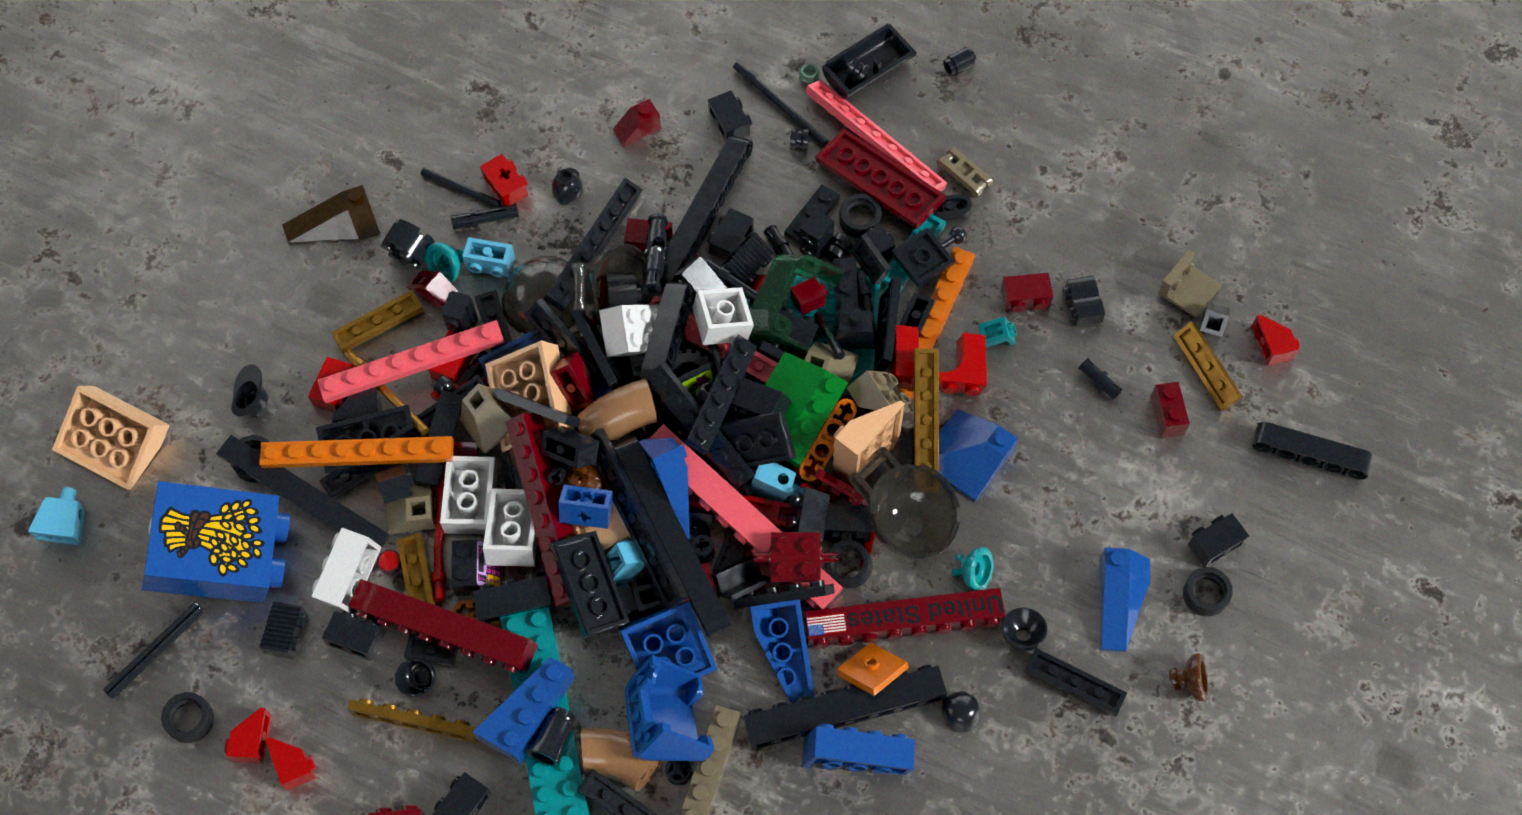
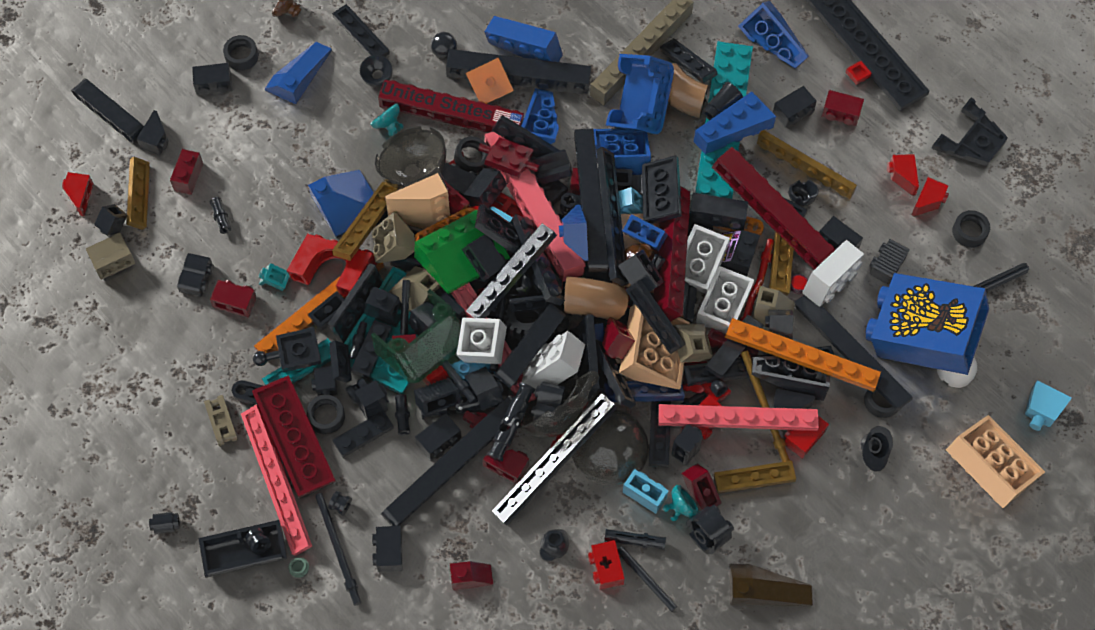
camera: 160 degrees left, 0 degrees up
(1237, 441) = (153, 136): none -> black slope

